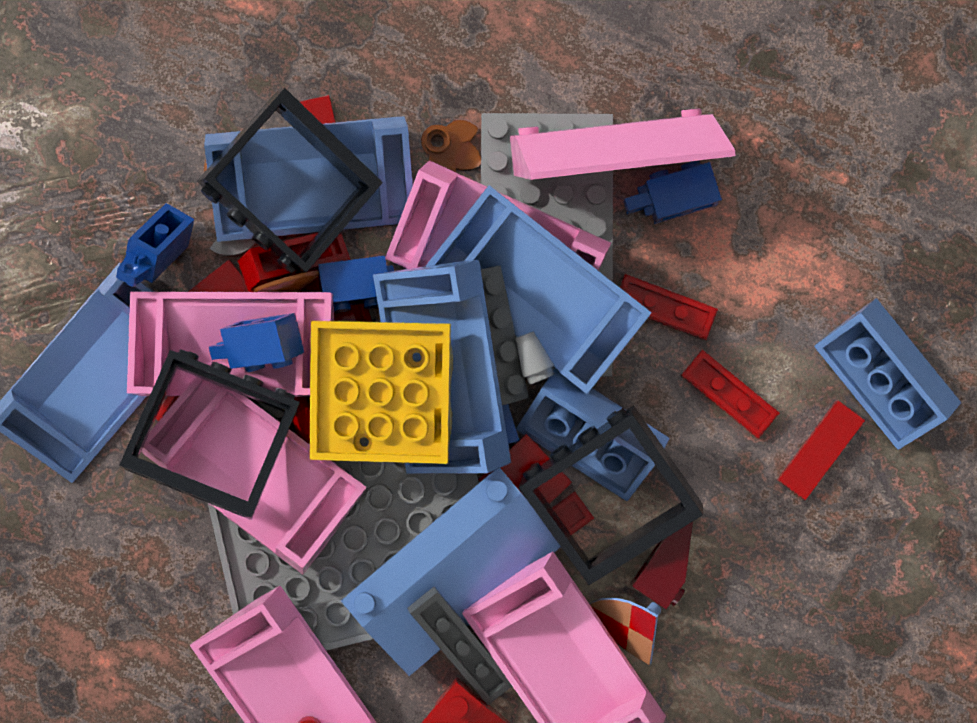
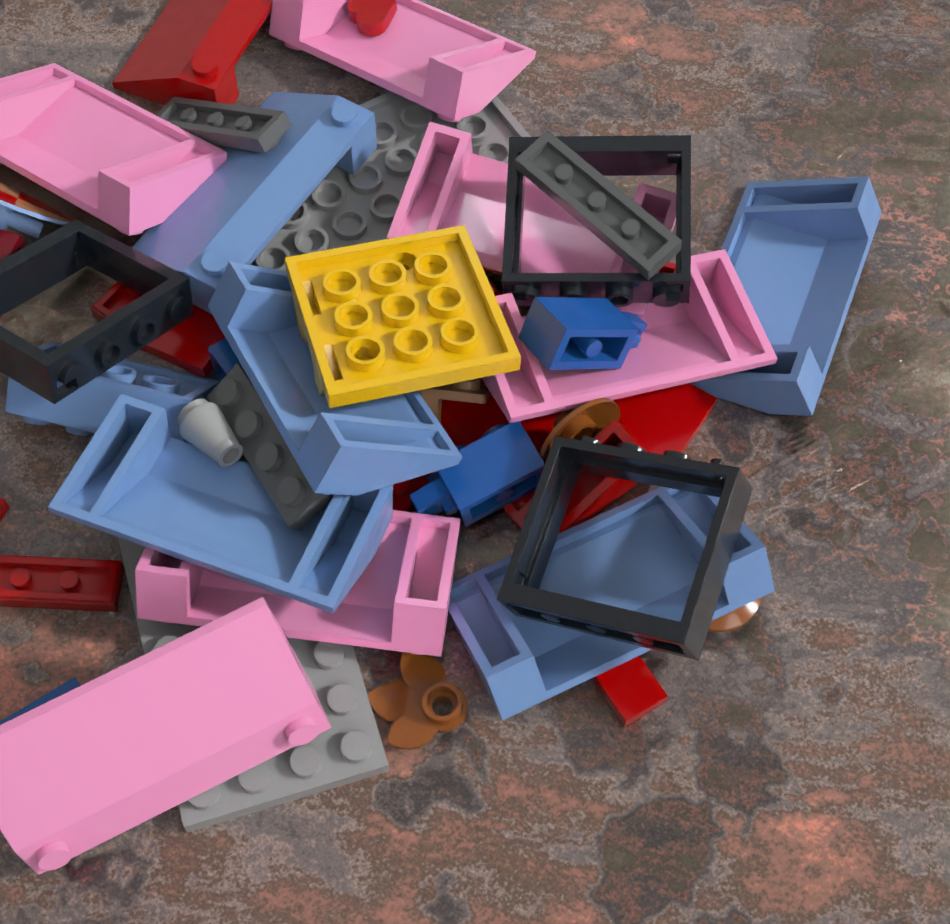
camera: 155 degrees right, 25 degrees down
(155, 246) = (774, 425): blue hinge -> none
(211, 429) = (598, 205): none -> dark grey plate

